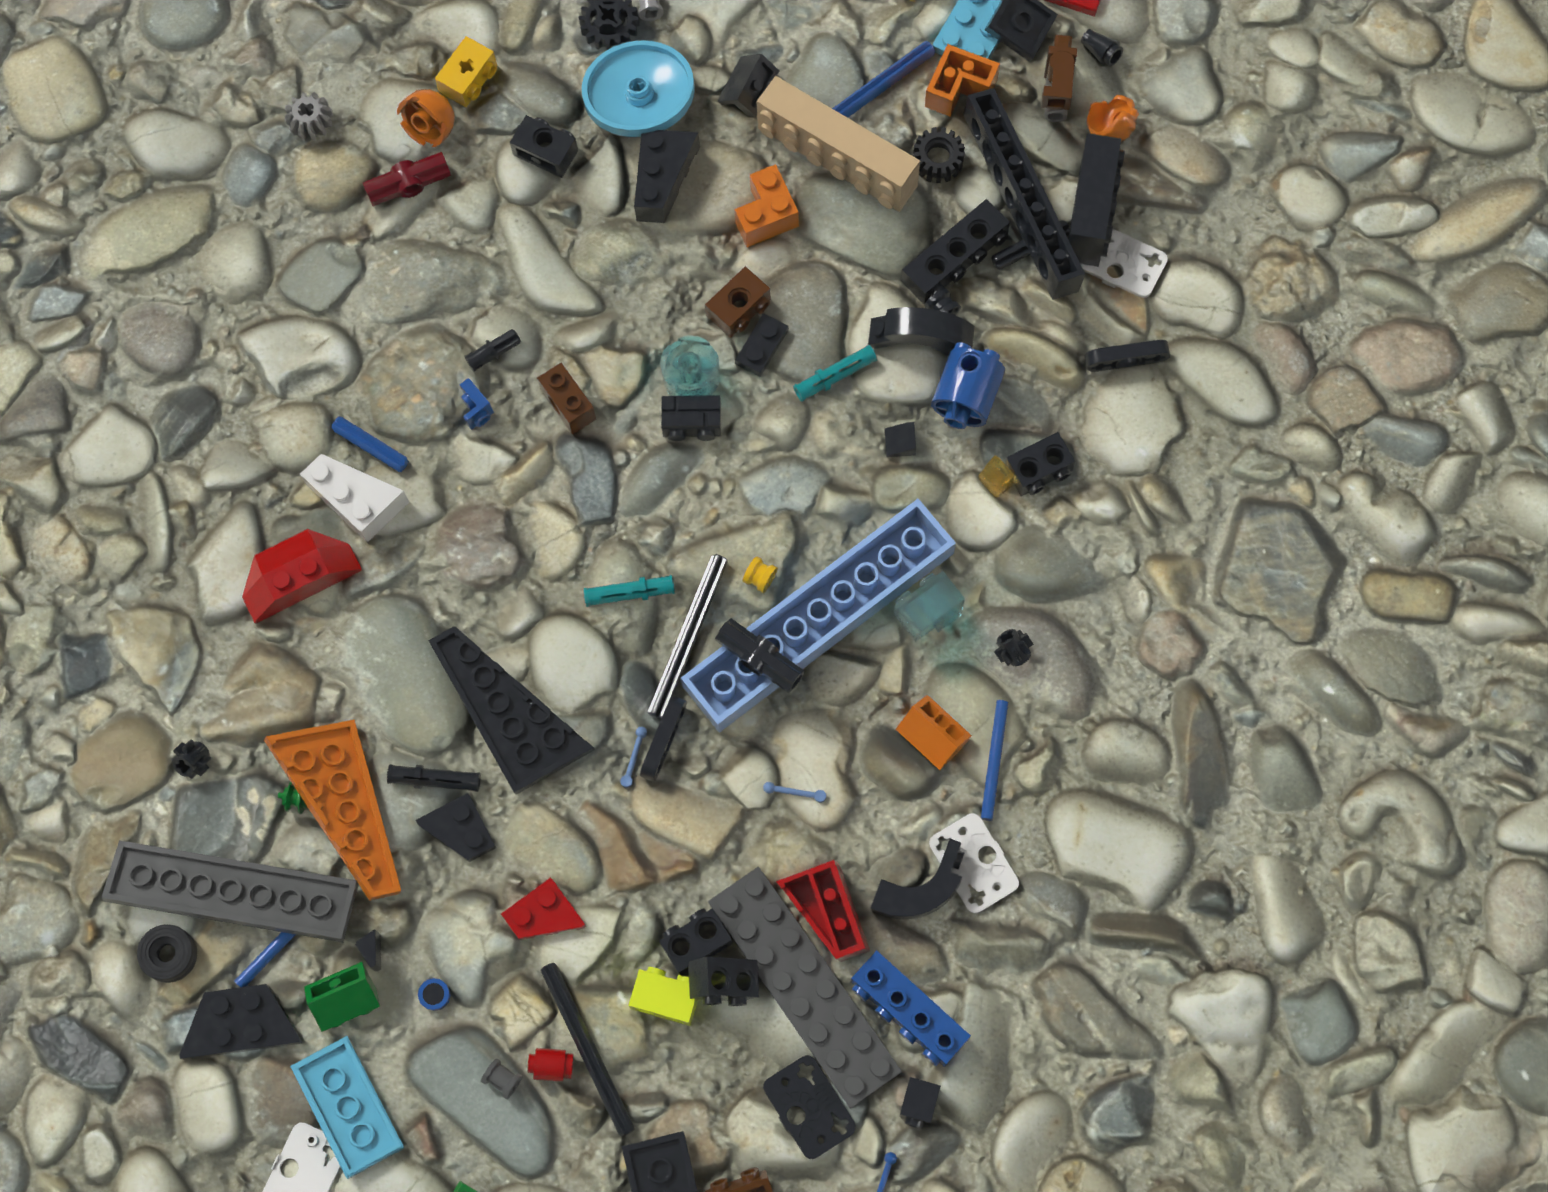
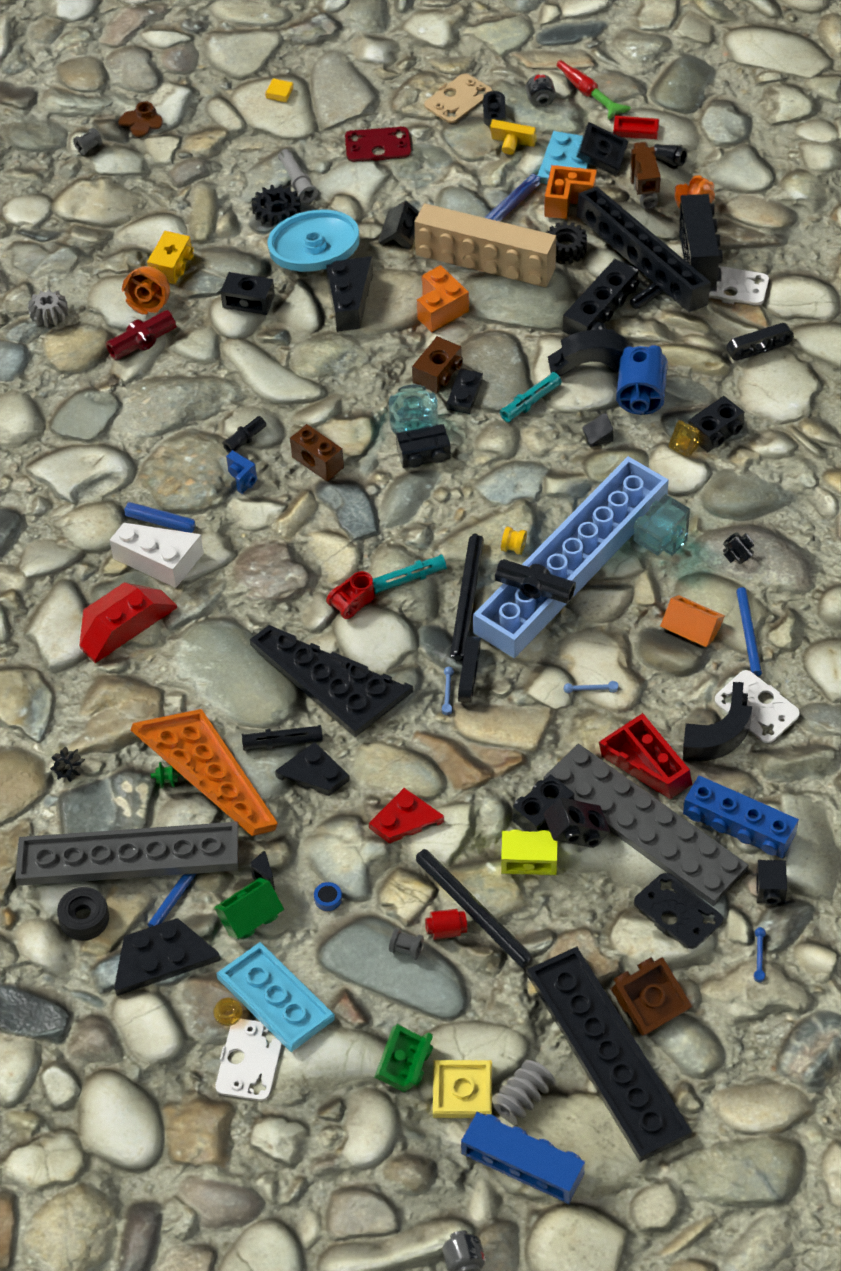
camera: 15 degrees left, 20 degrees down
(284, 1108) = (224, 1005): none -> clear yellow plate
(556, 608) = (352, 594): none -> red piece

